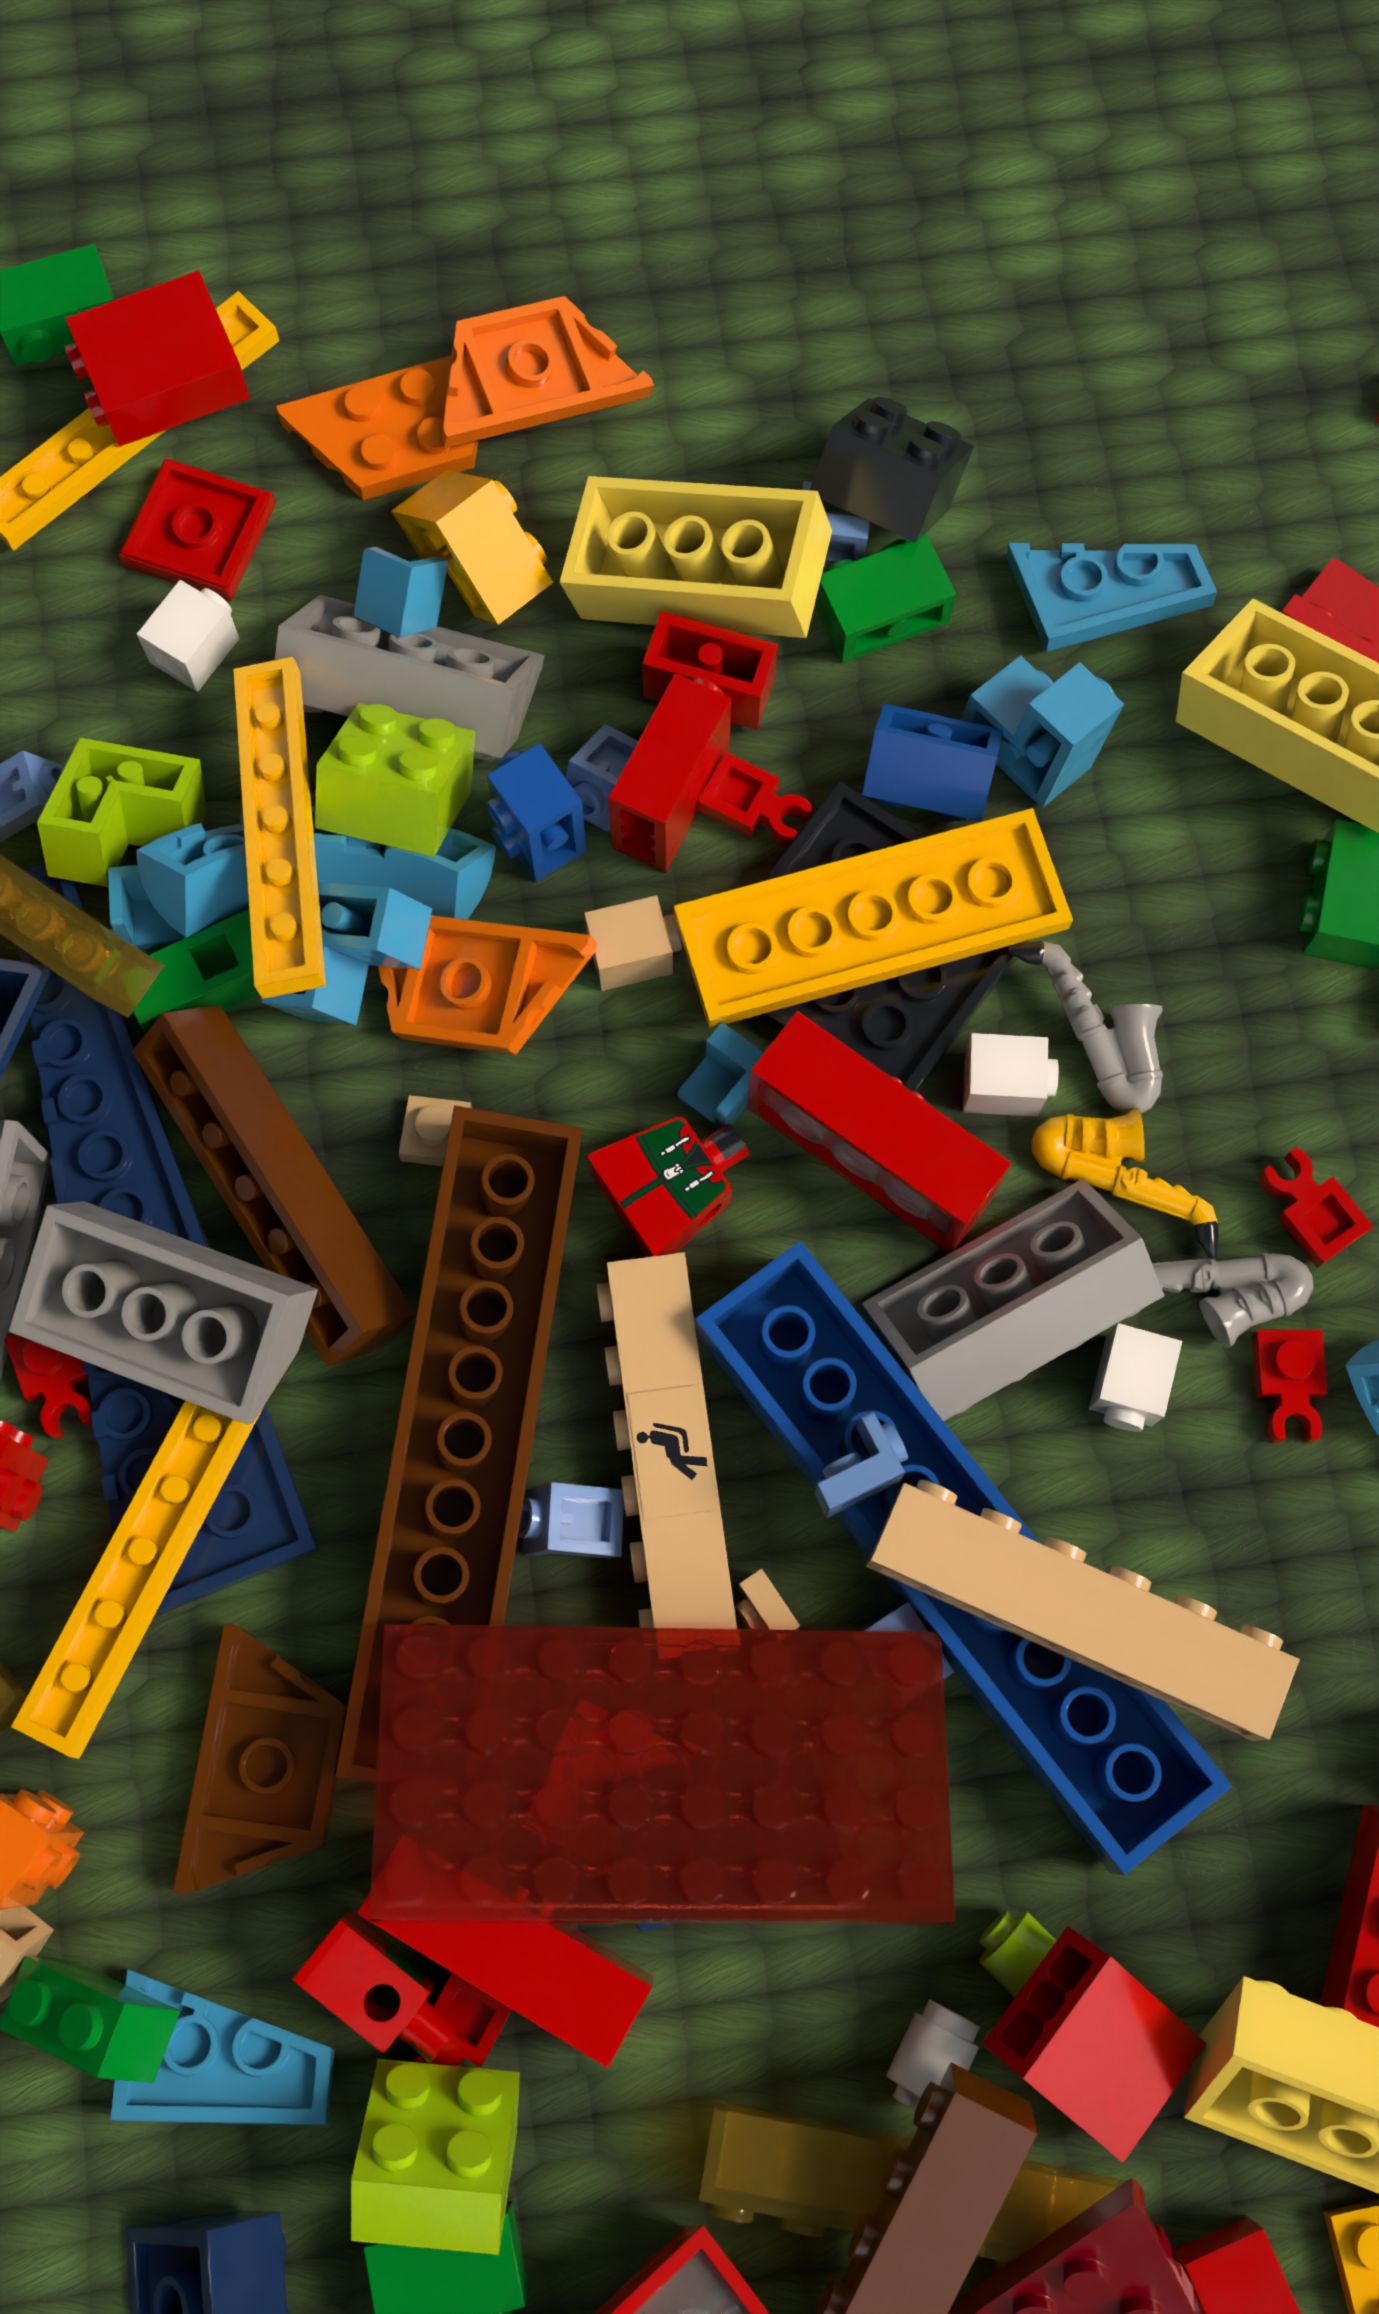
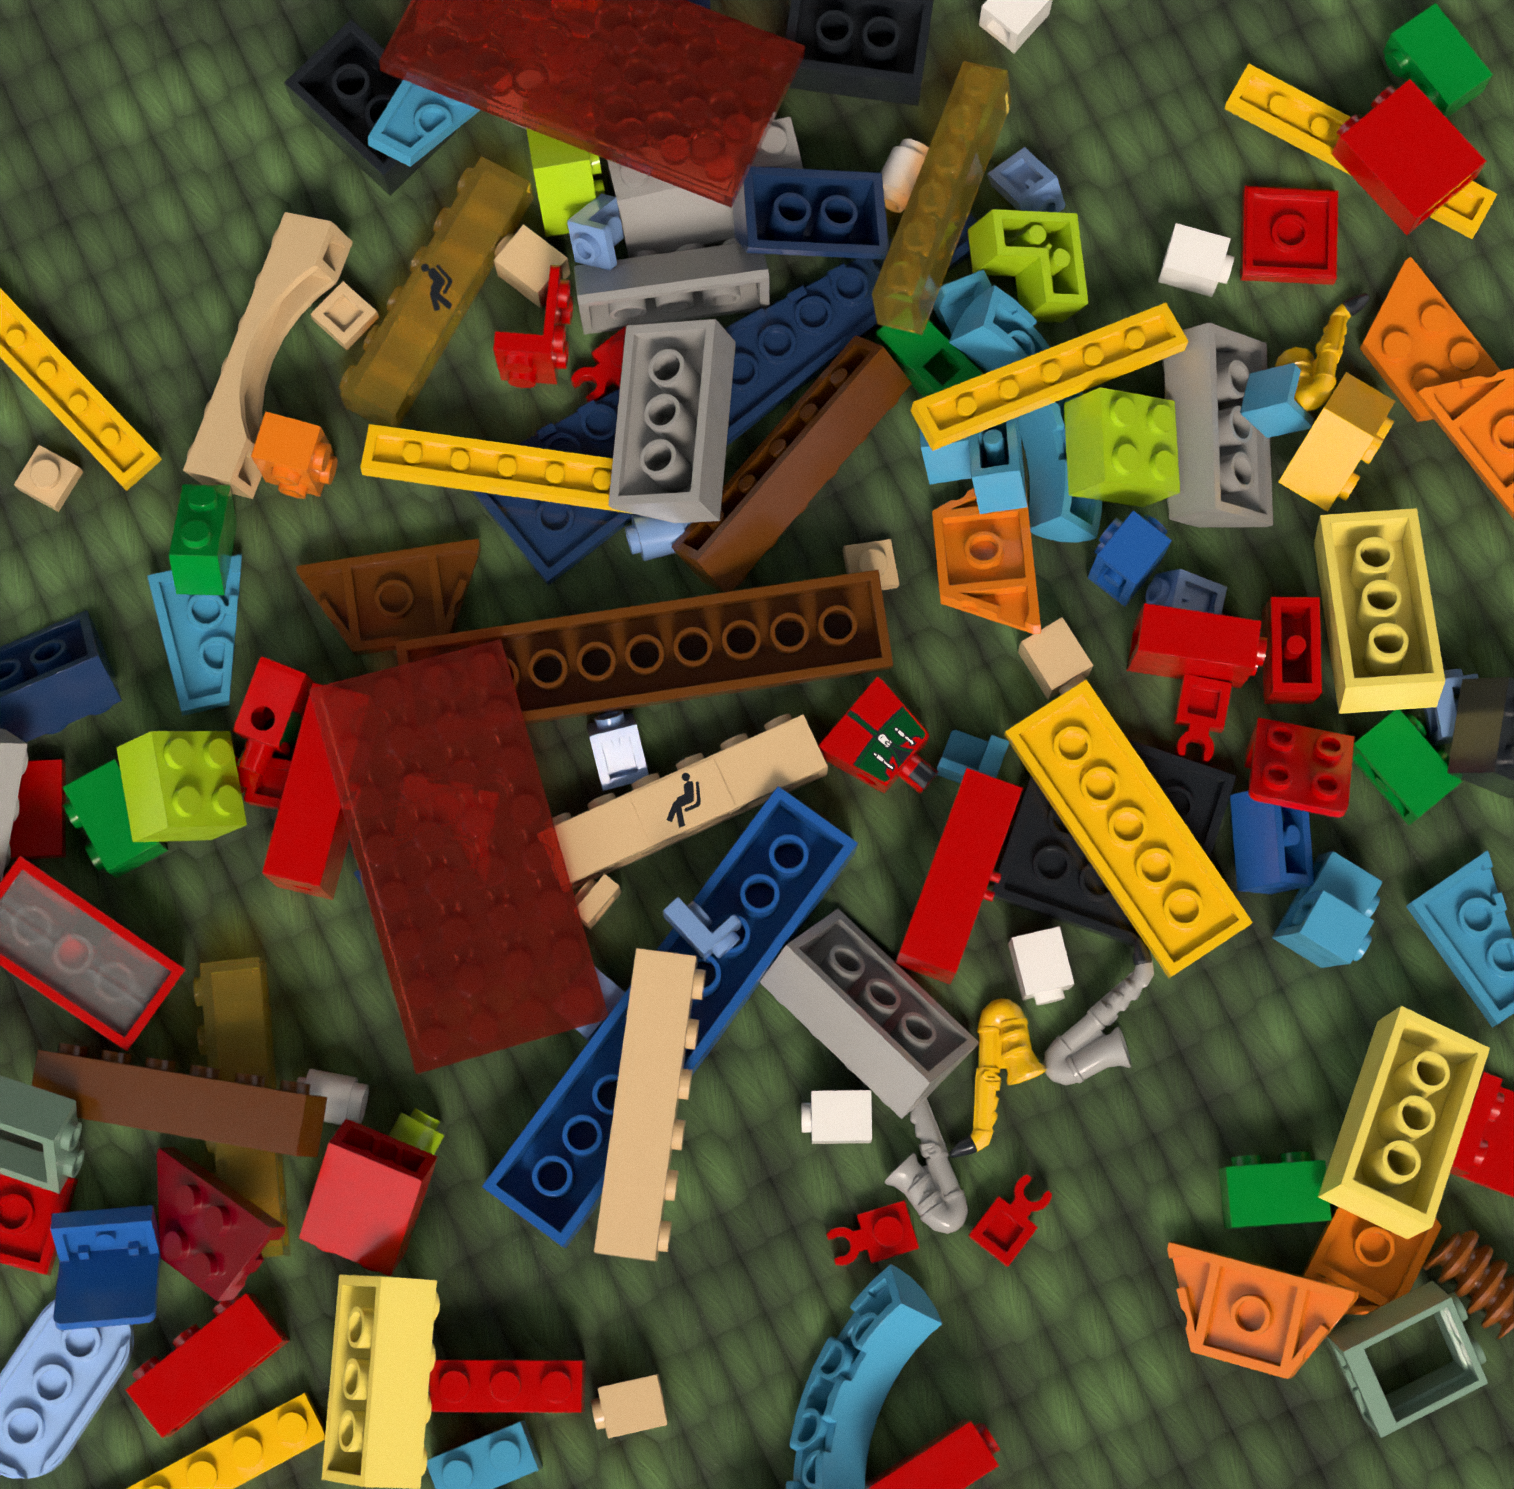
camera: 75 degrees right, 5 degrees up
(303, 1390) = (653, 536): none -> medium blue brick
(389, 532) = (1318, 375): none -> yellow piece
(859, 699) = (1300, 767): none -> red bracket

